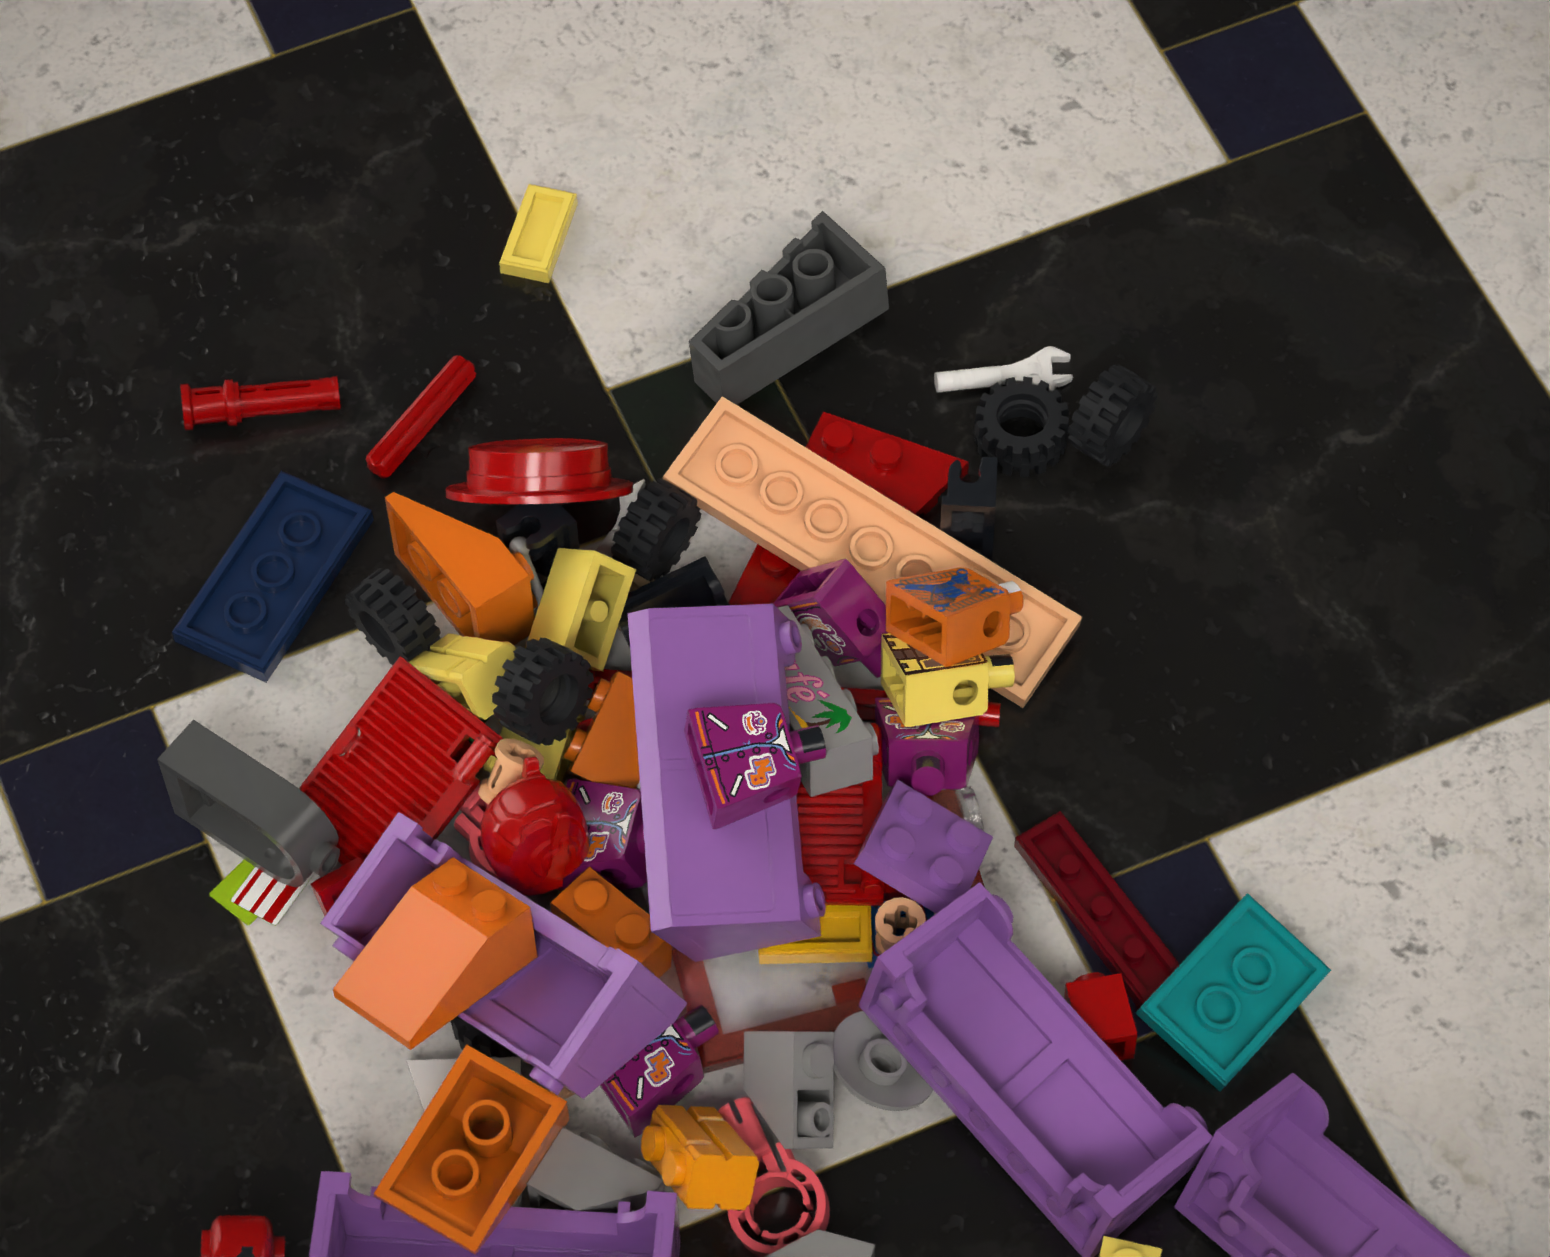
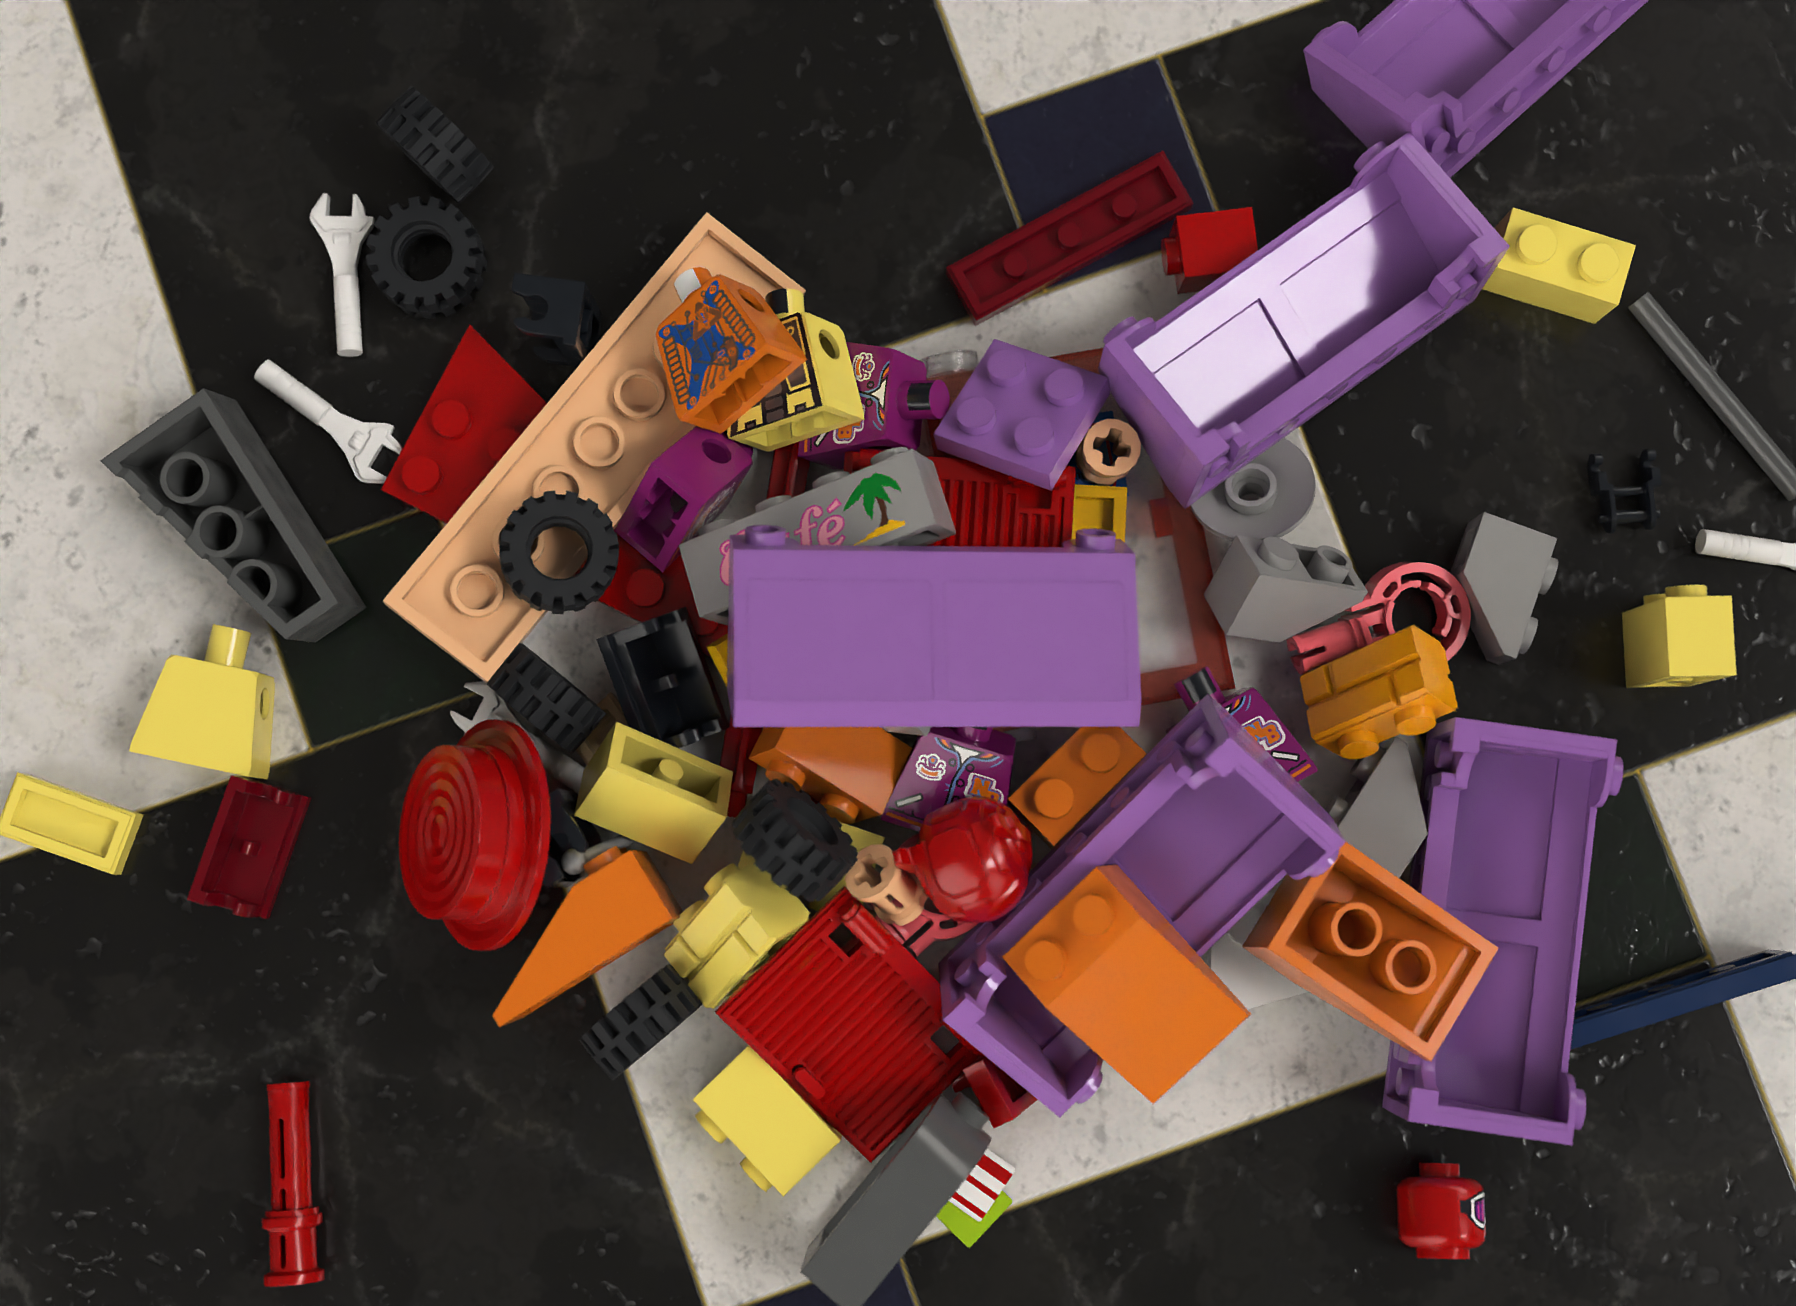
camera: 85 degrees left, 25 degrees up
(273, 576) = (543, 1167): dark blue tile -> none
(309, 720) = (765, 1122): none -> light yellow brick
(420, 416) = (332, 980): red axle -> none
(525, 346) = (249, 847): none -> dark red hinge
(631, 313) = (211, 710): none -> light yellow torso
(747, 758) = (954, 591): magenta torso -> none
(776, 484) = (558, 511): none -> black tyre
(866, 395) = (357, 439): none -> white piece
(1233, 992) = (1184, 106): teal tile -> none

